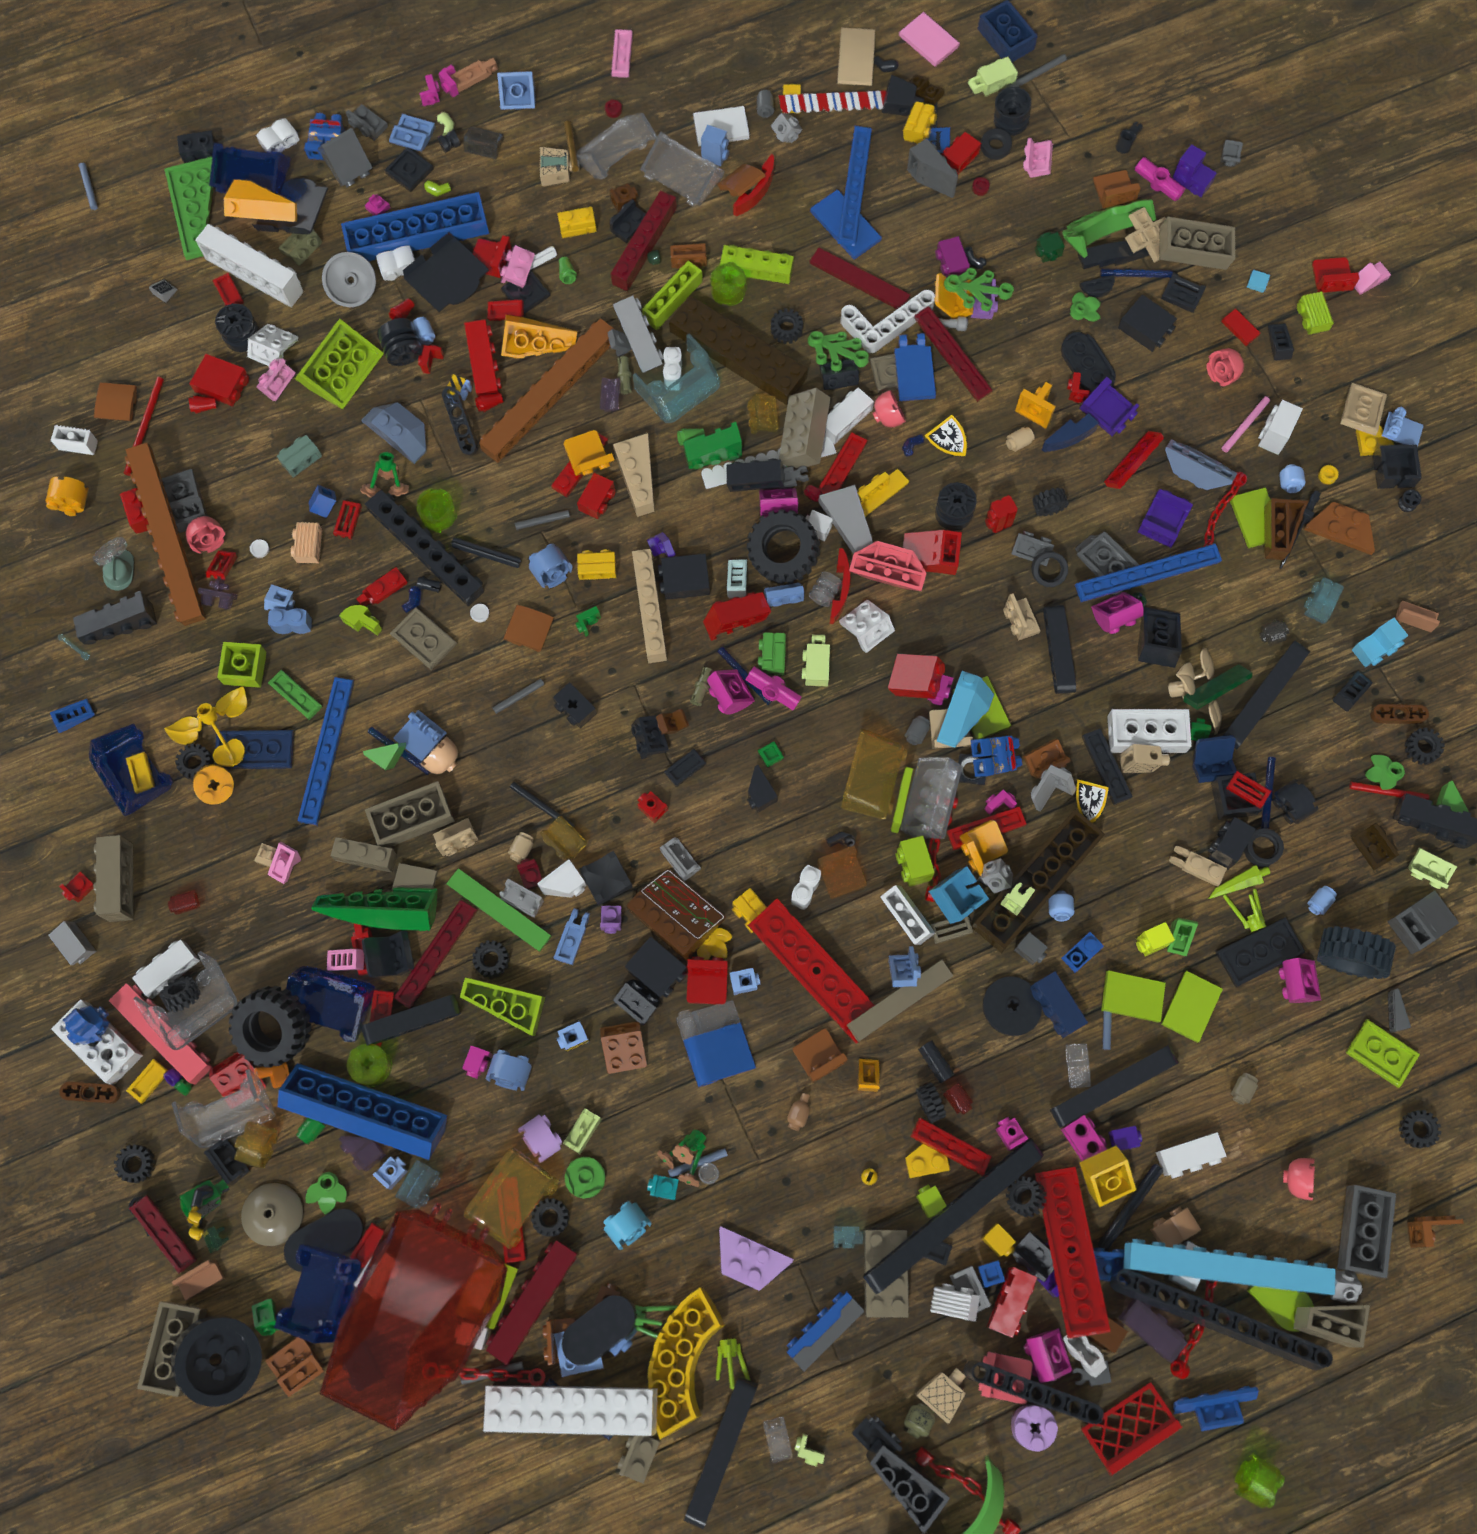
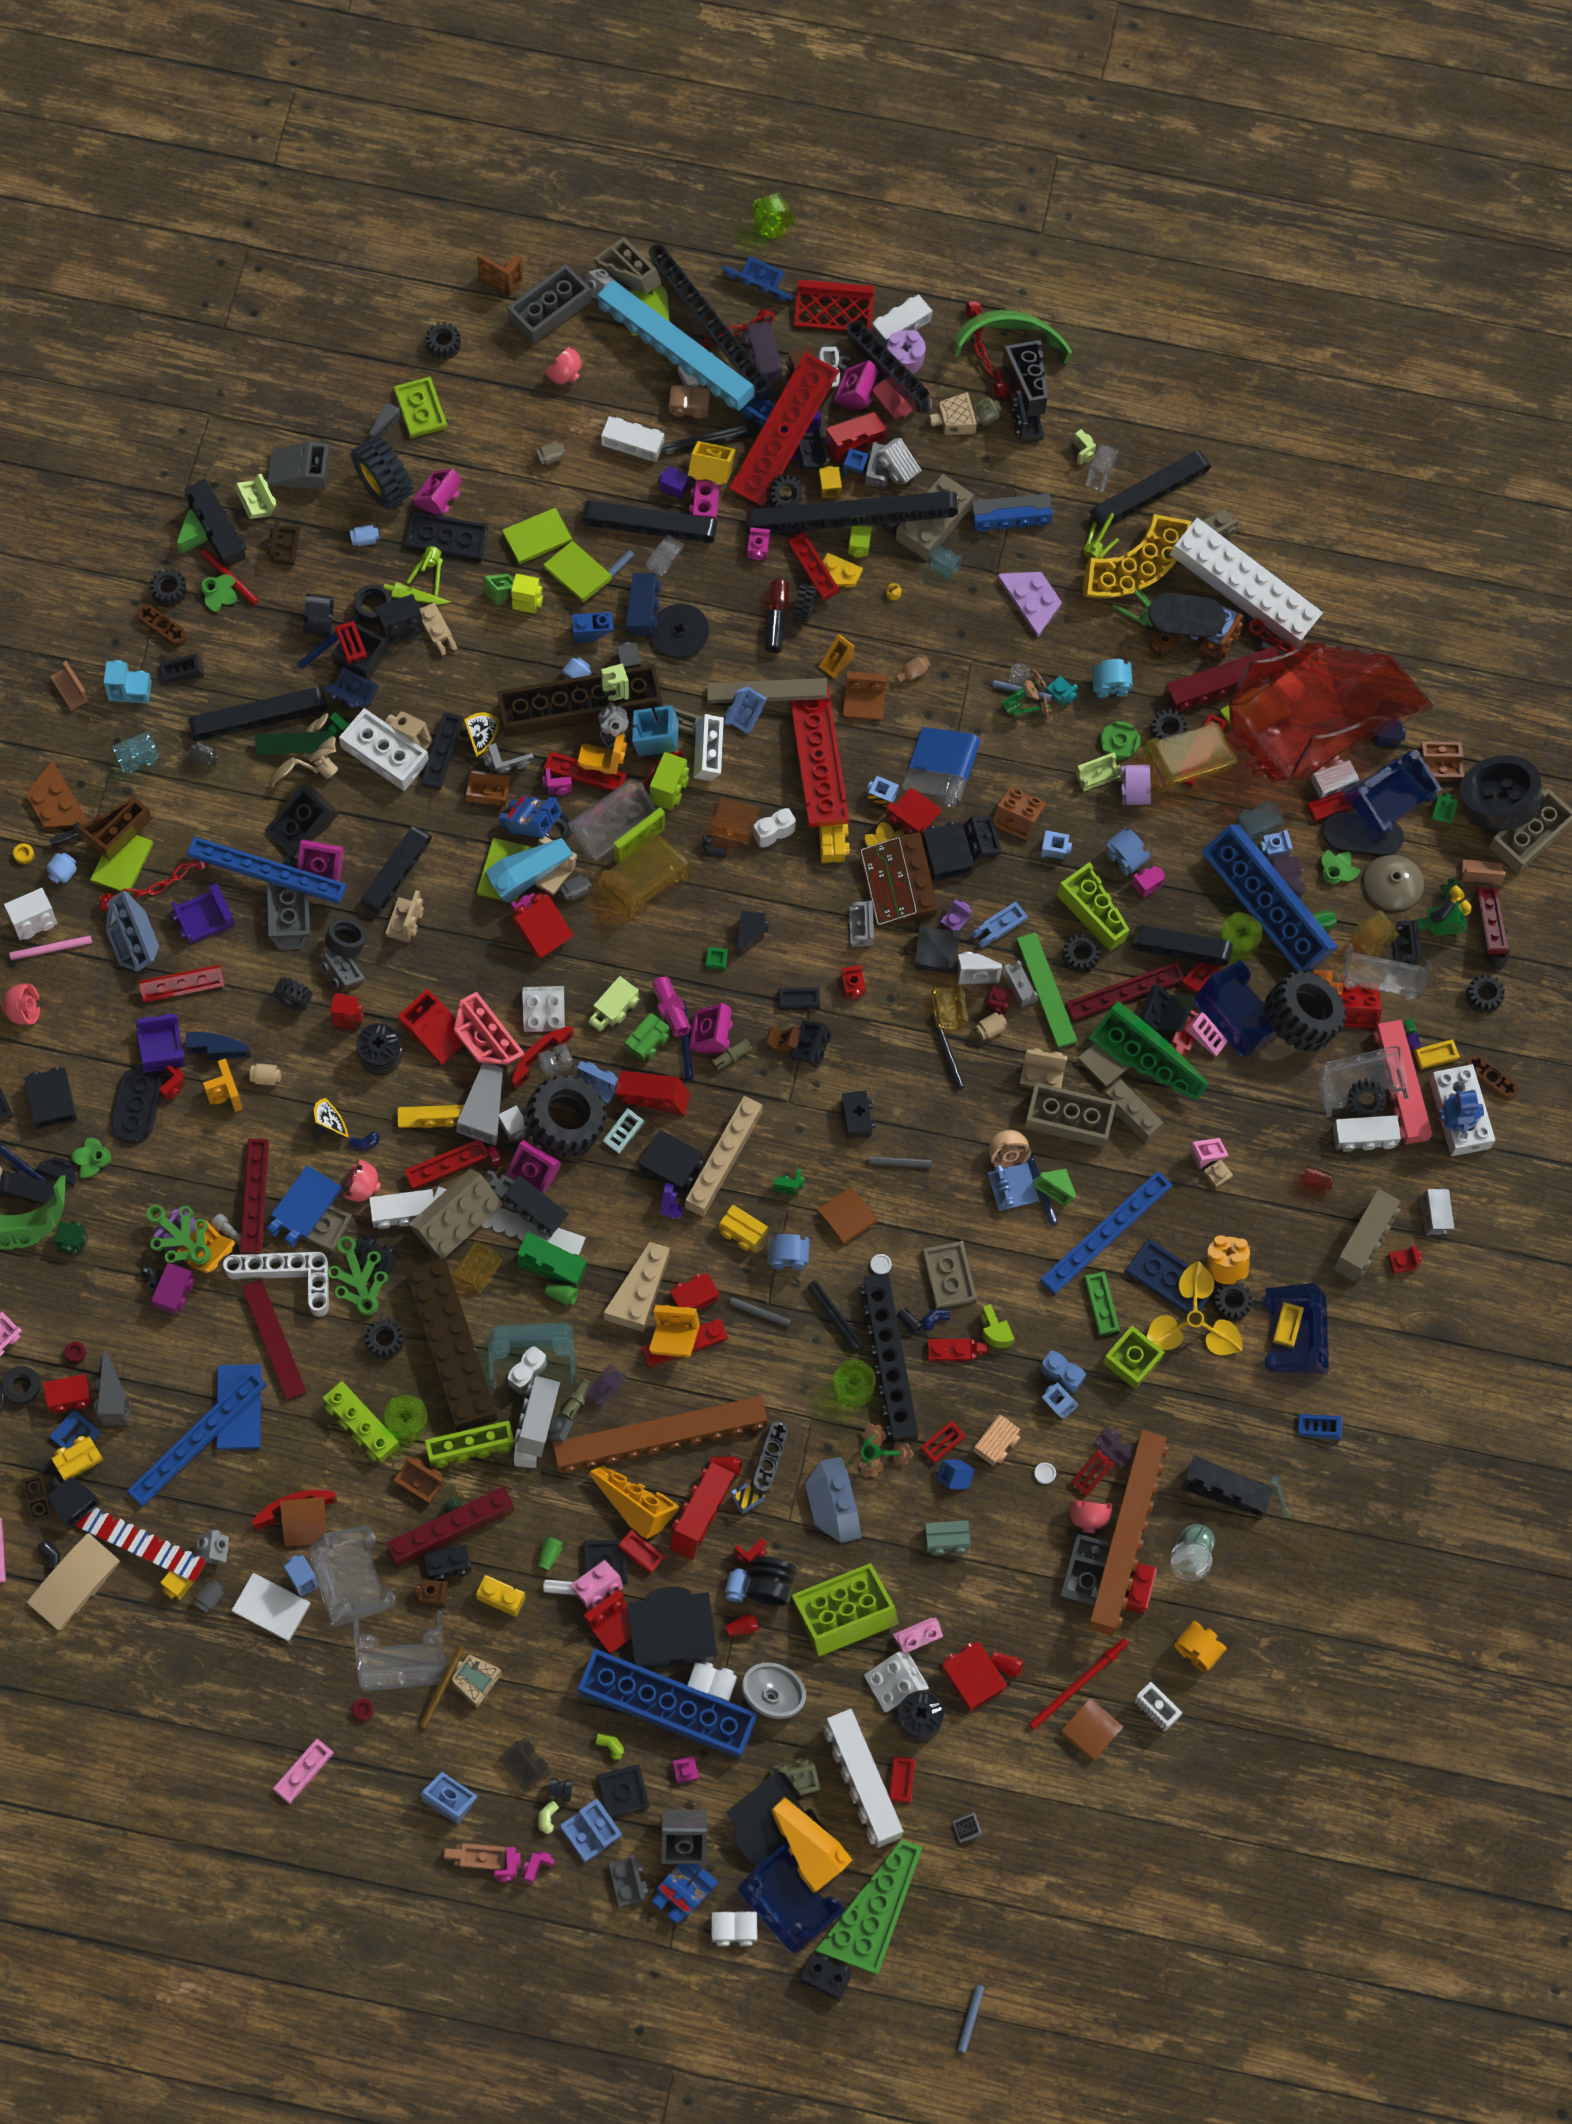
camera: 150 degrees left, 5 degrees down
(1062, 1461) = (908, 316): none -> white brick

